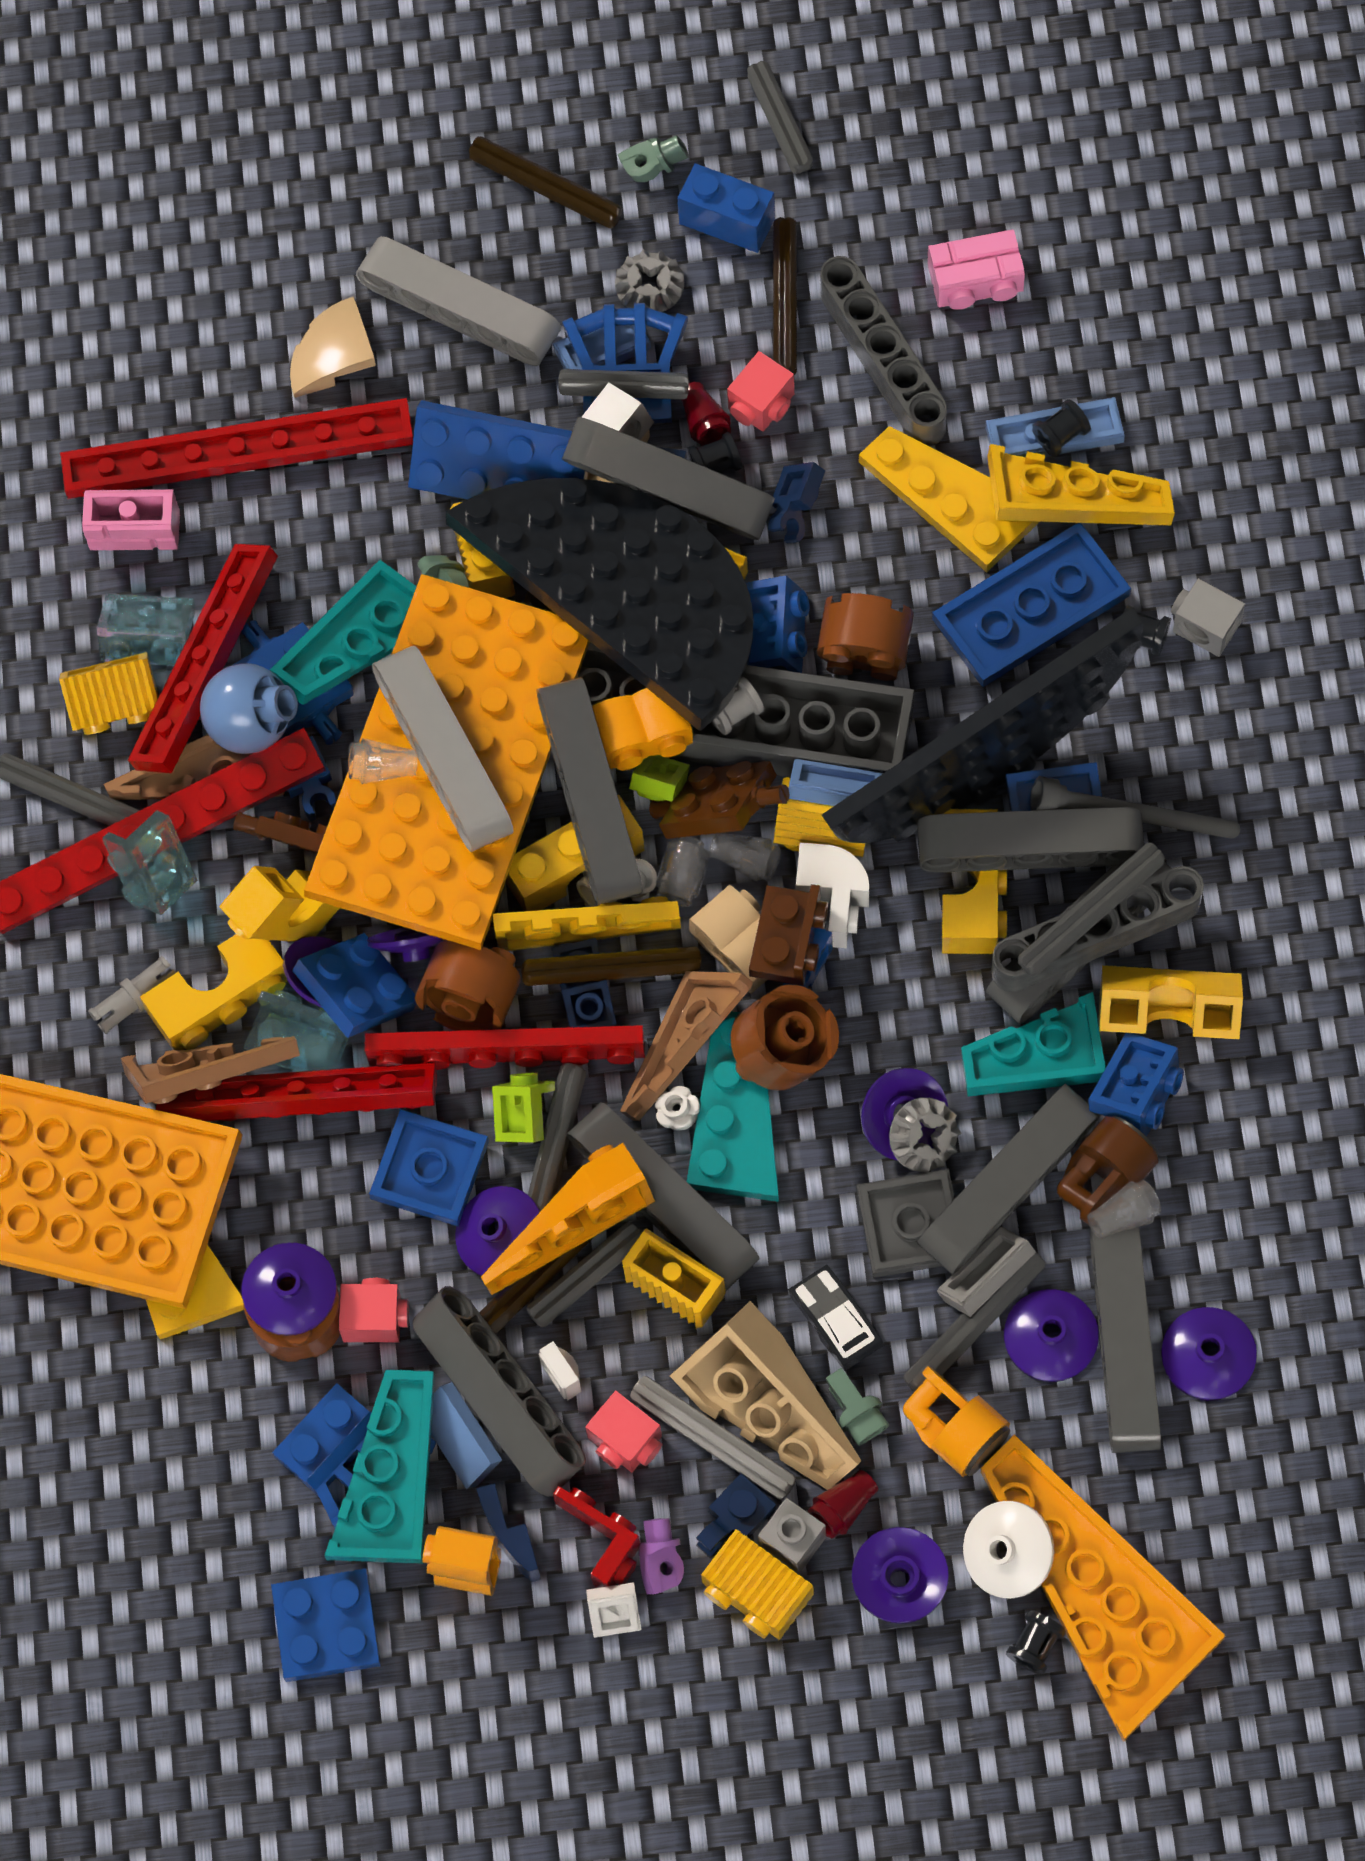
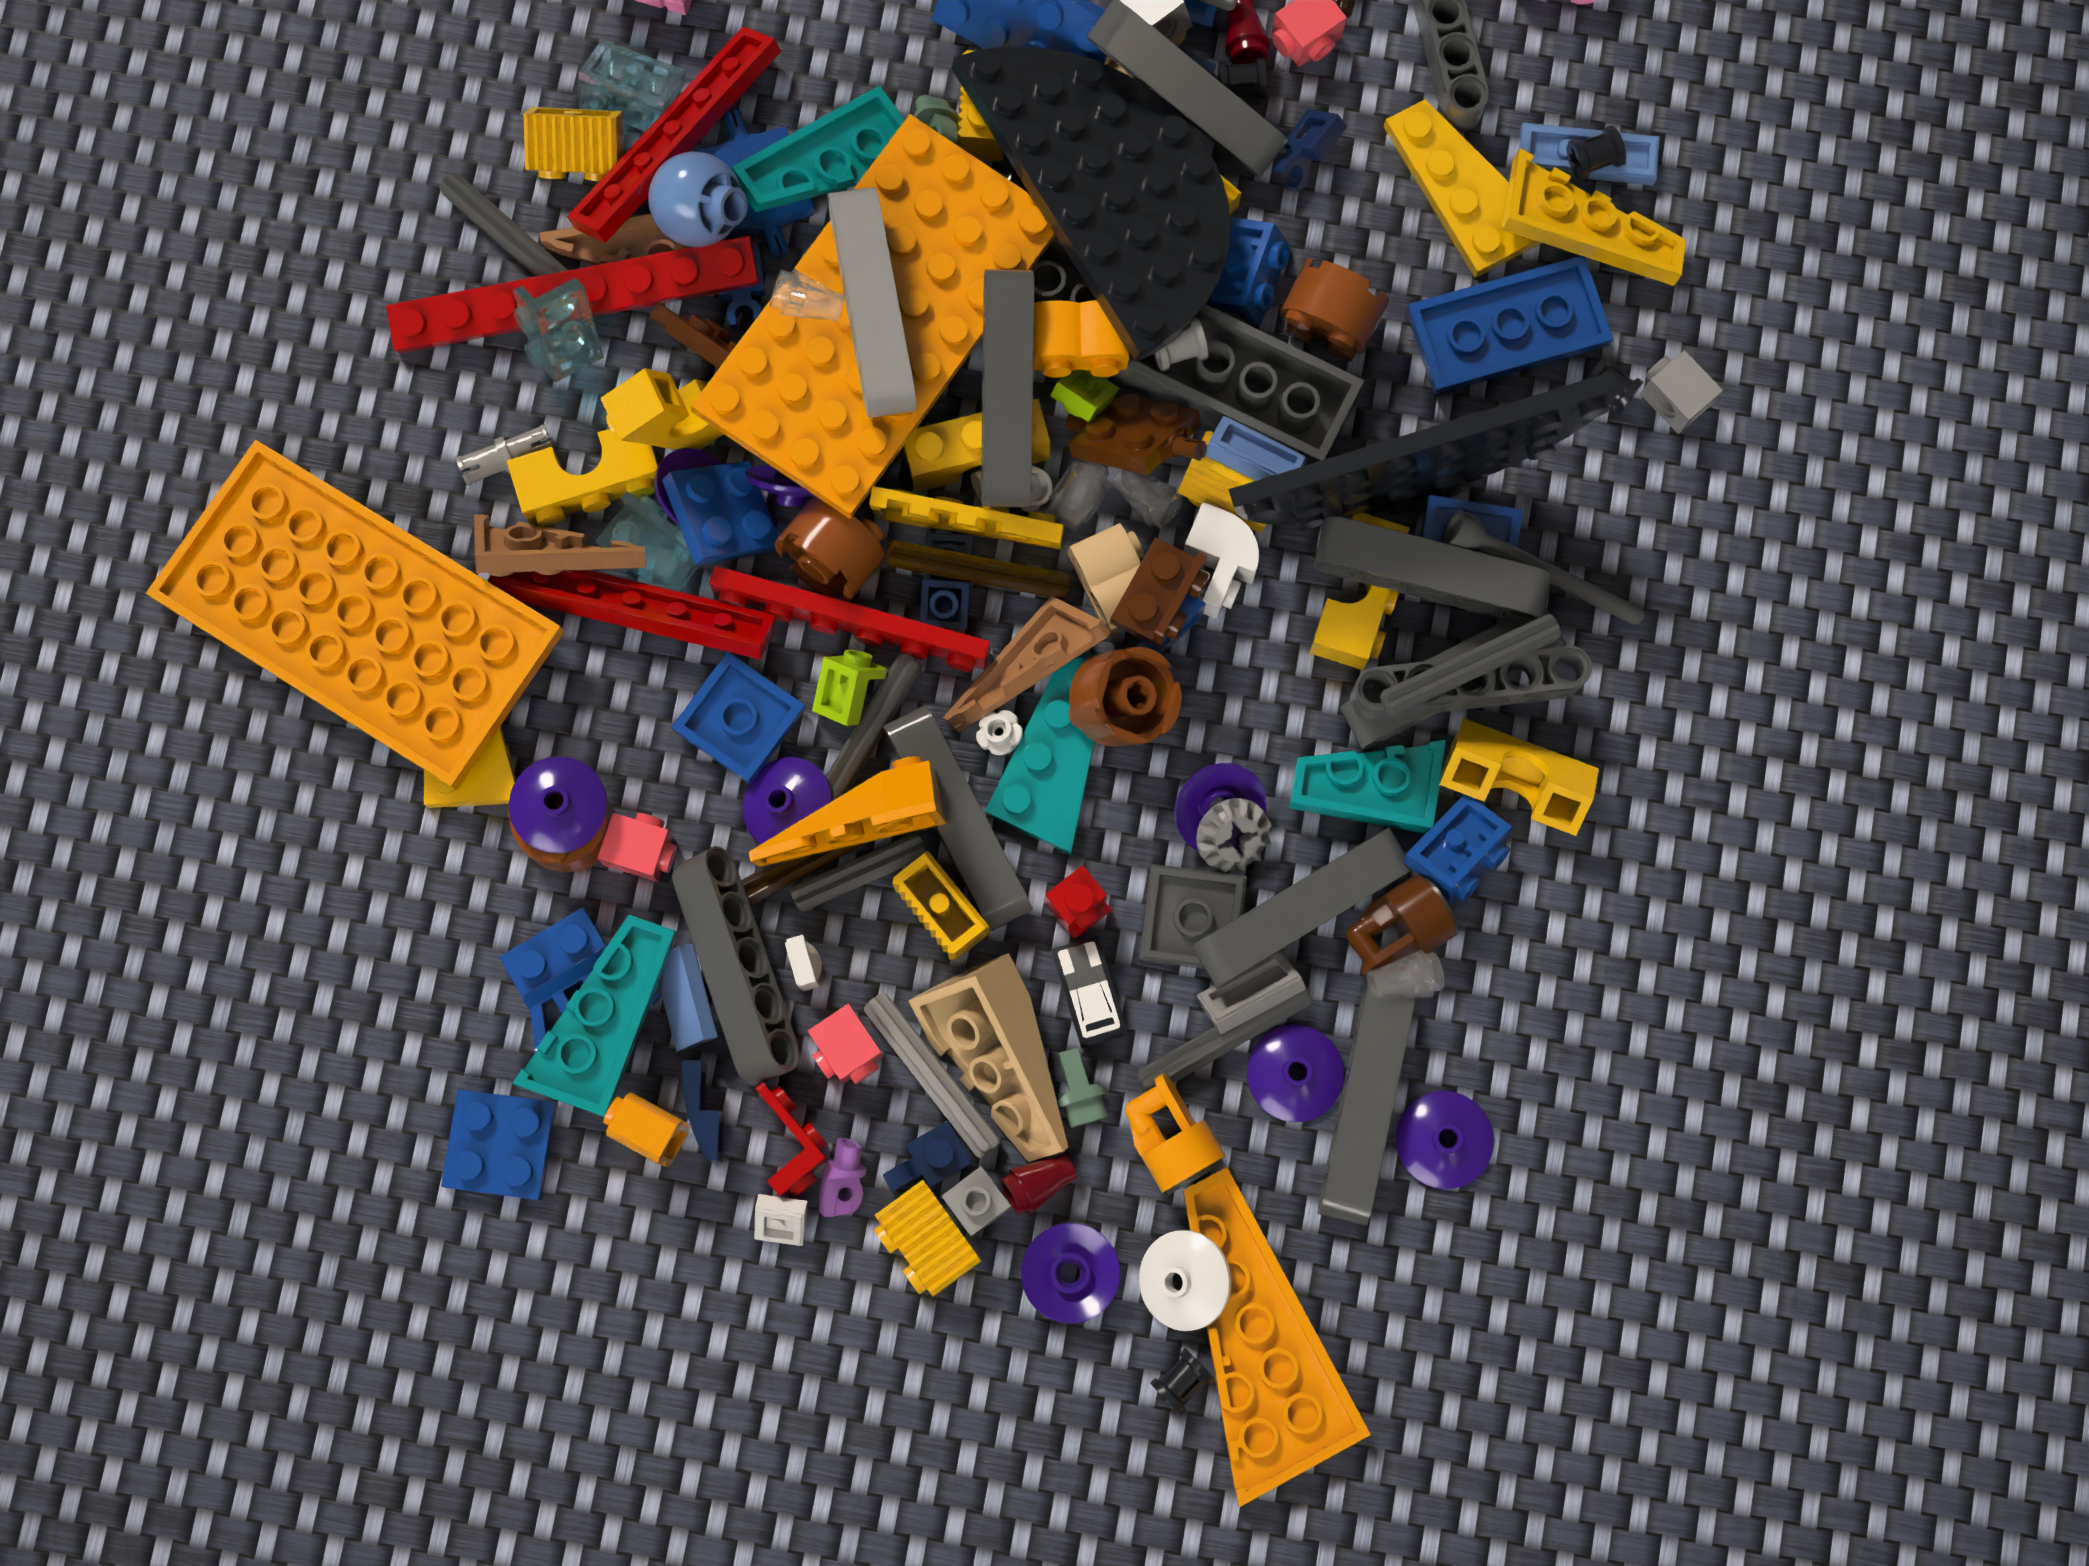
camera: 10 degrees right, 10 degrees up
(799, 1238) = (1077, 902): none -> red brick

